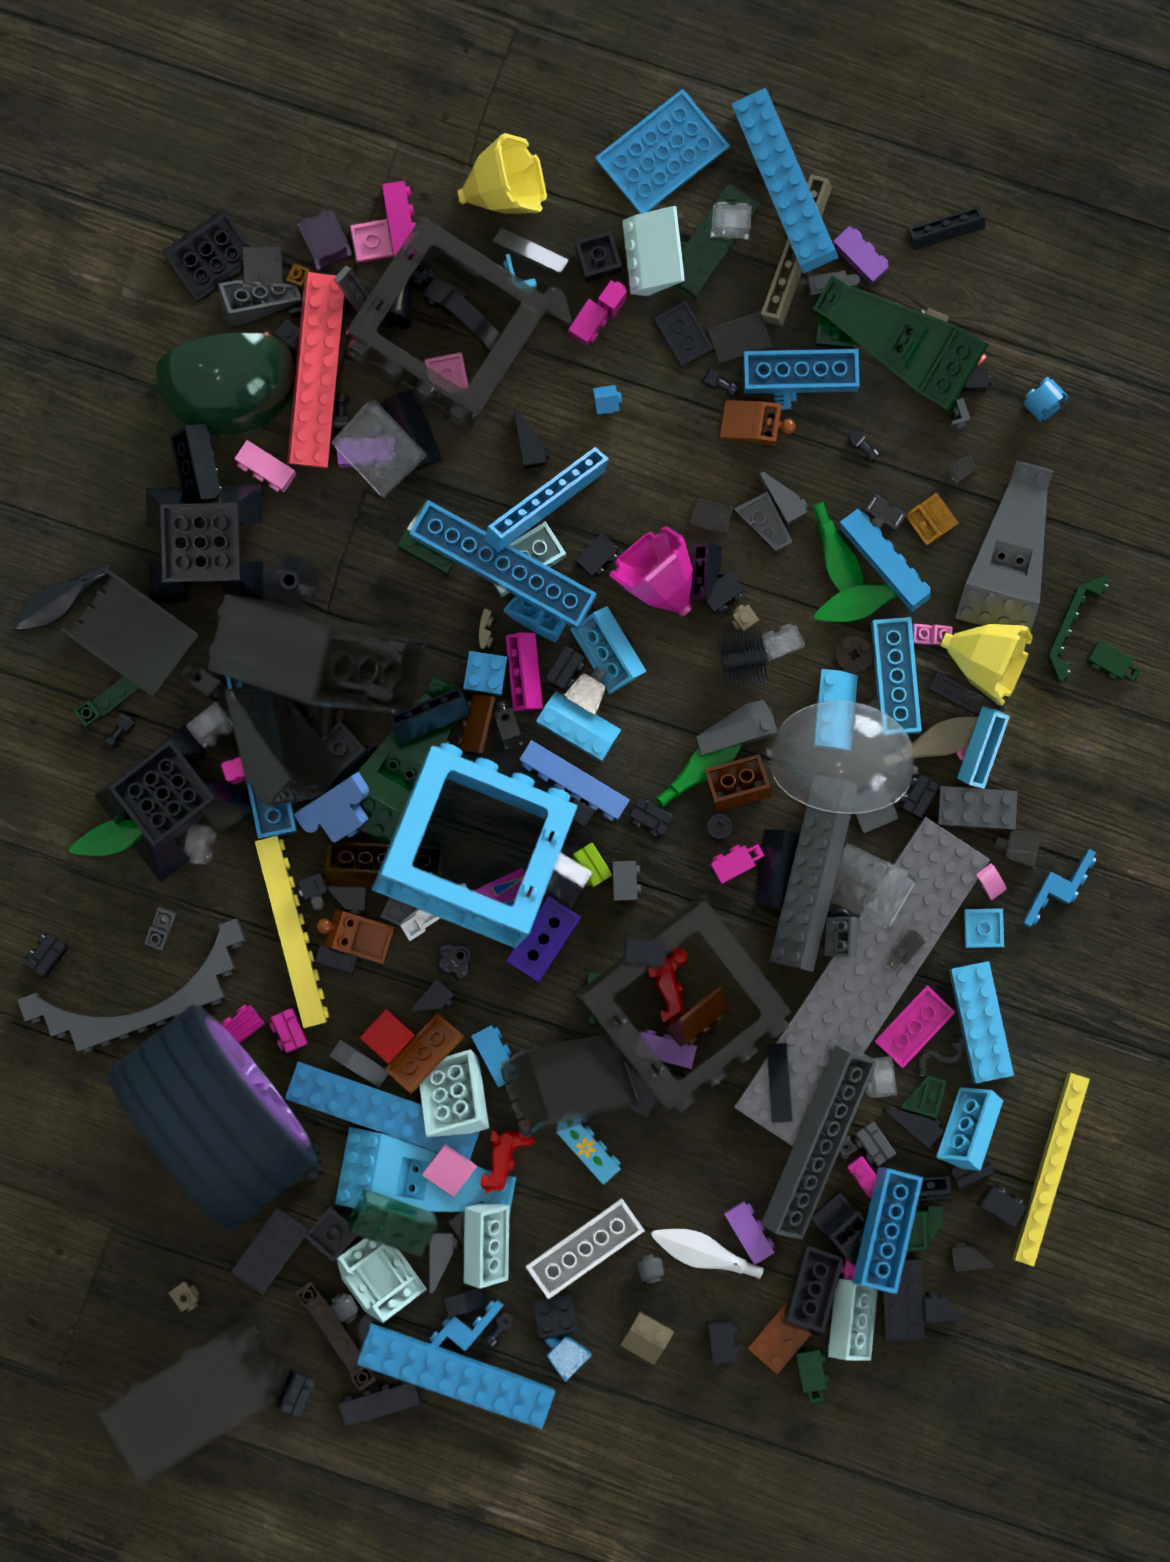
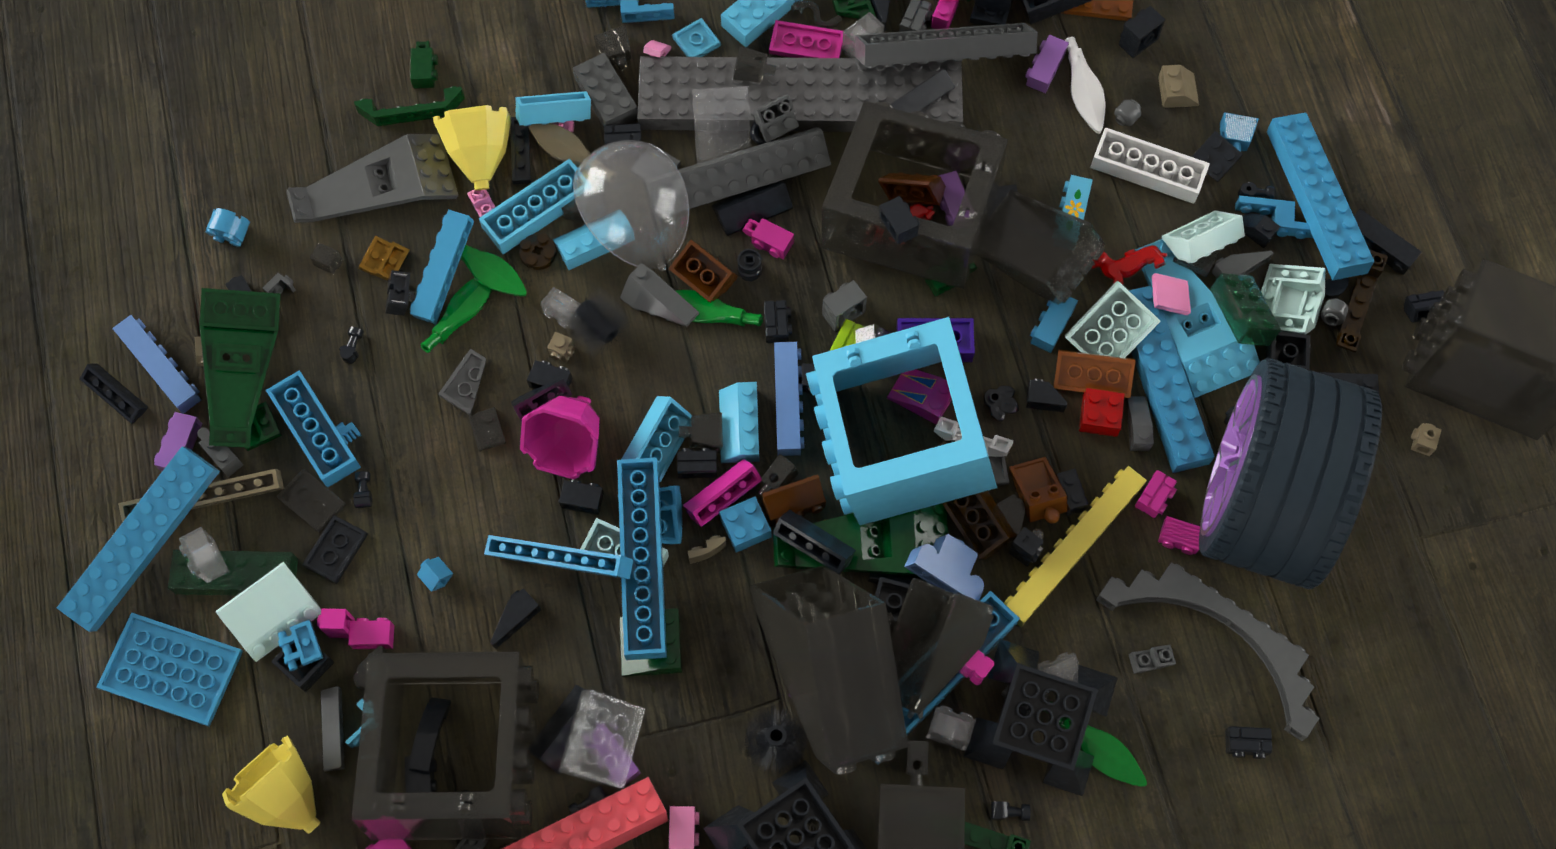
camera: 120 degrees left, 15 degrees down
(450, 367) = (486, 729): bright pink tile -> none
(604, 263) = (306, 644): none -> dark azure plate
(749, 422) = (383, 443): dark orange slope -> none
(786, 501) = (438, 371): dark grey slope -> none
(948, 275) = (156, 363): none -> medium blue brick

